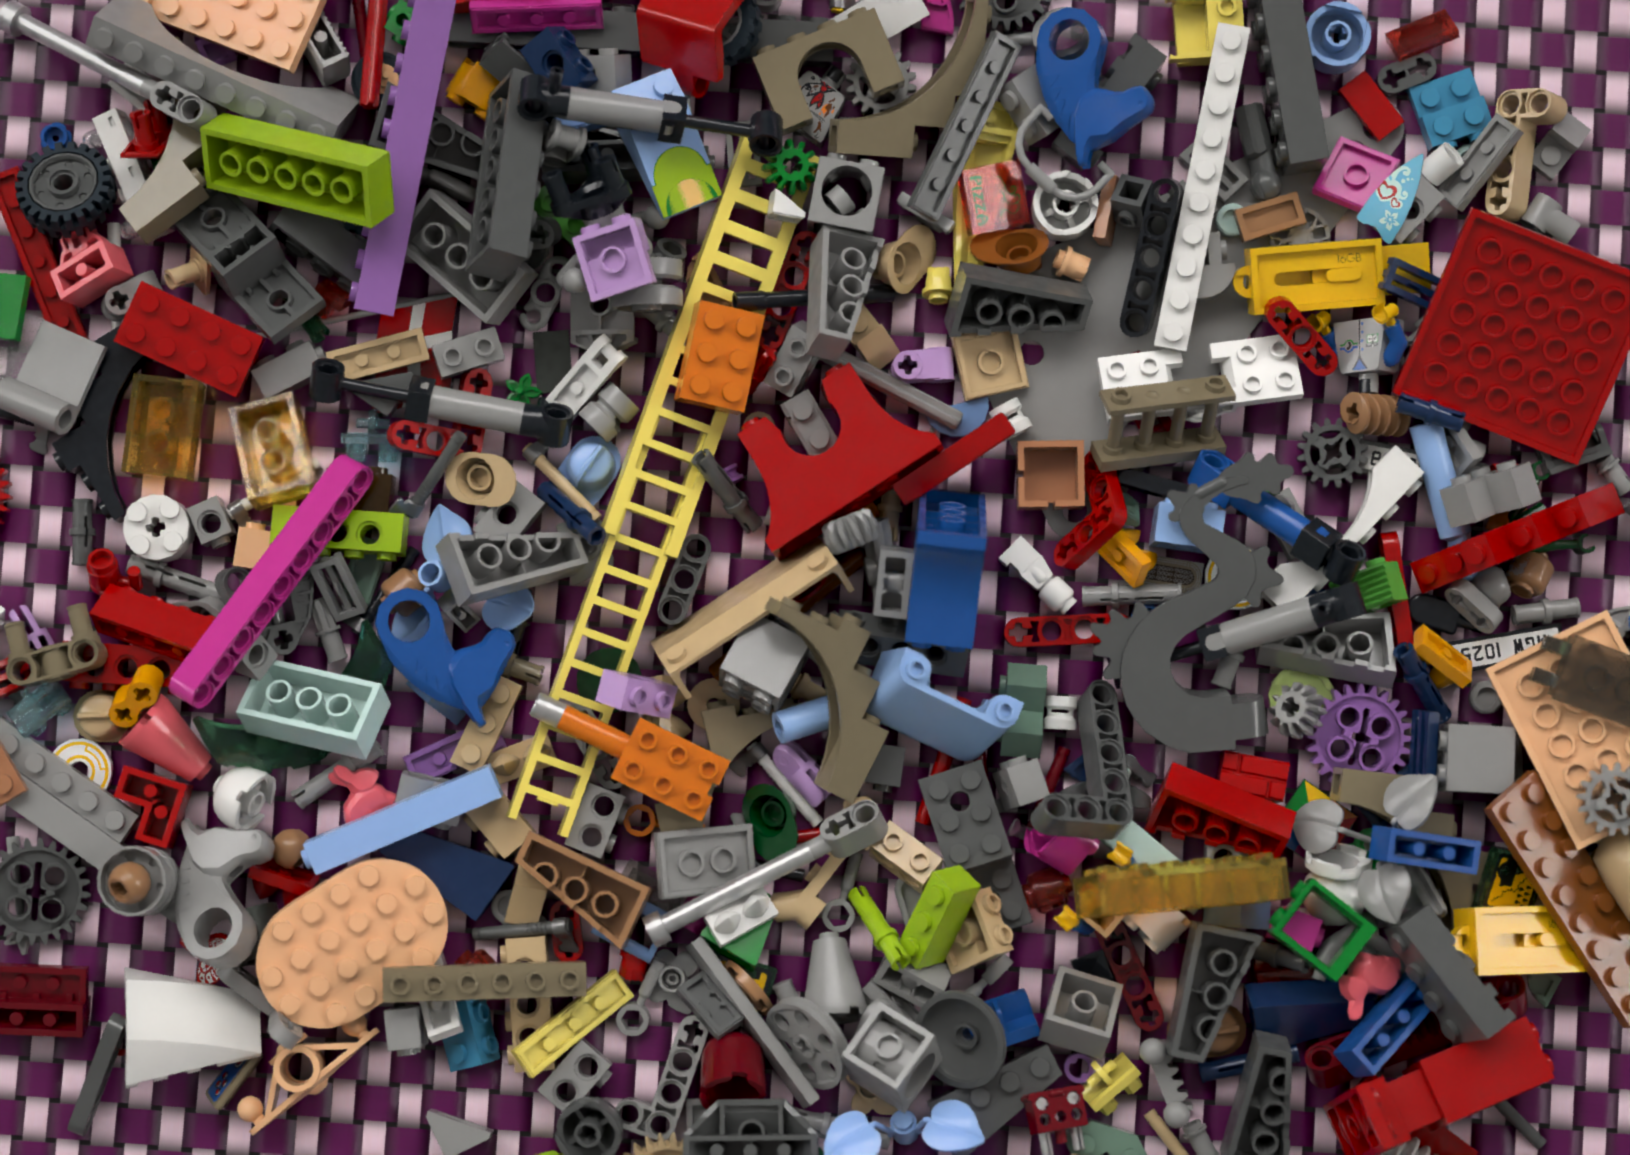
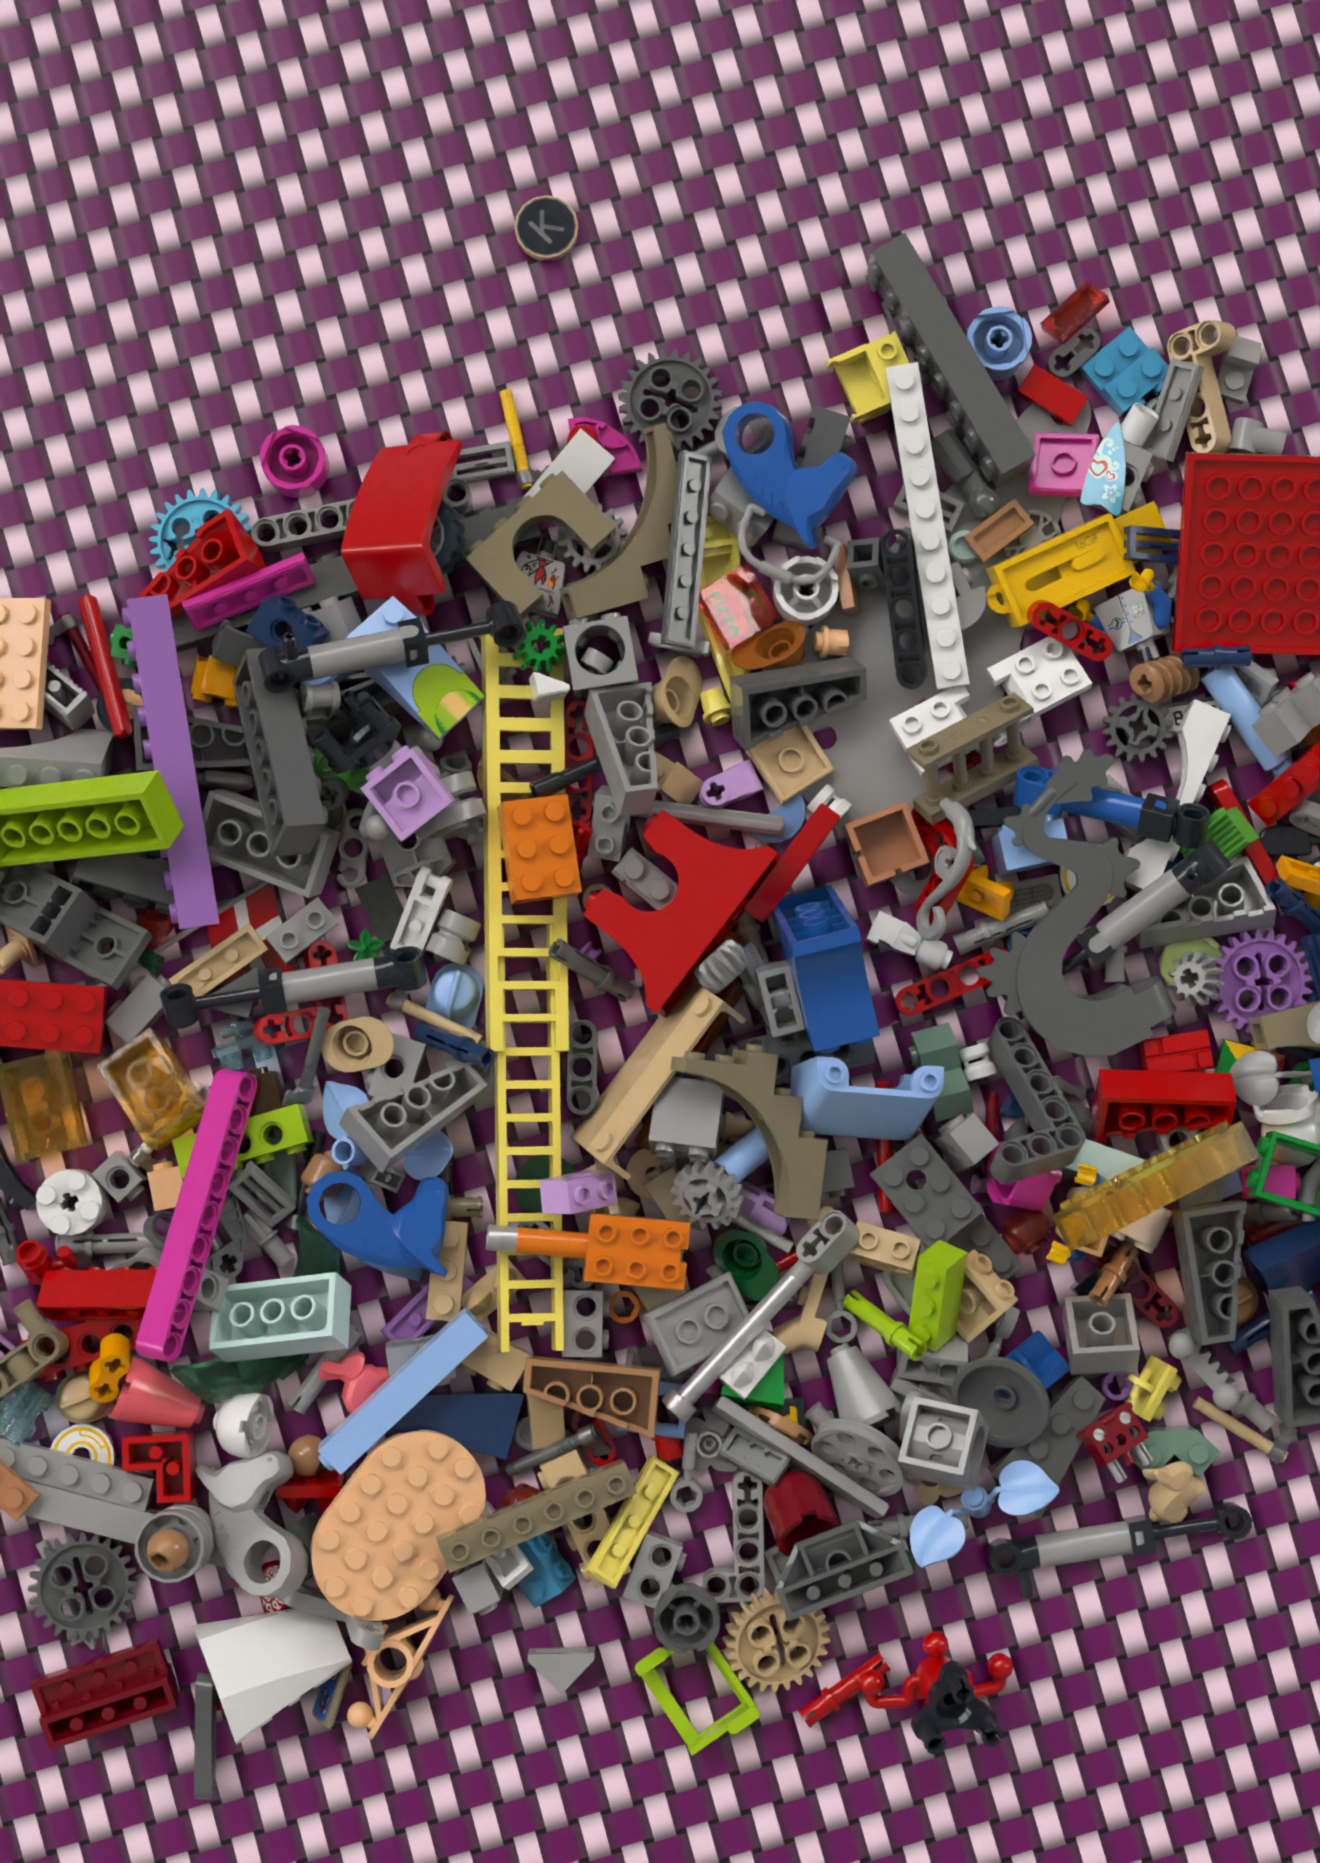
camera: 25 degrees left, 0 degrees up
(770, 749) = (690, 1191): none -> light grey gear
(1098, 522) = (949, 873): none -> light grey plant
(1114, 960) = (1113, 1274): none -> medium nougat pin

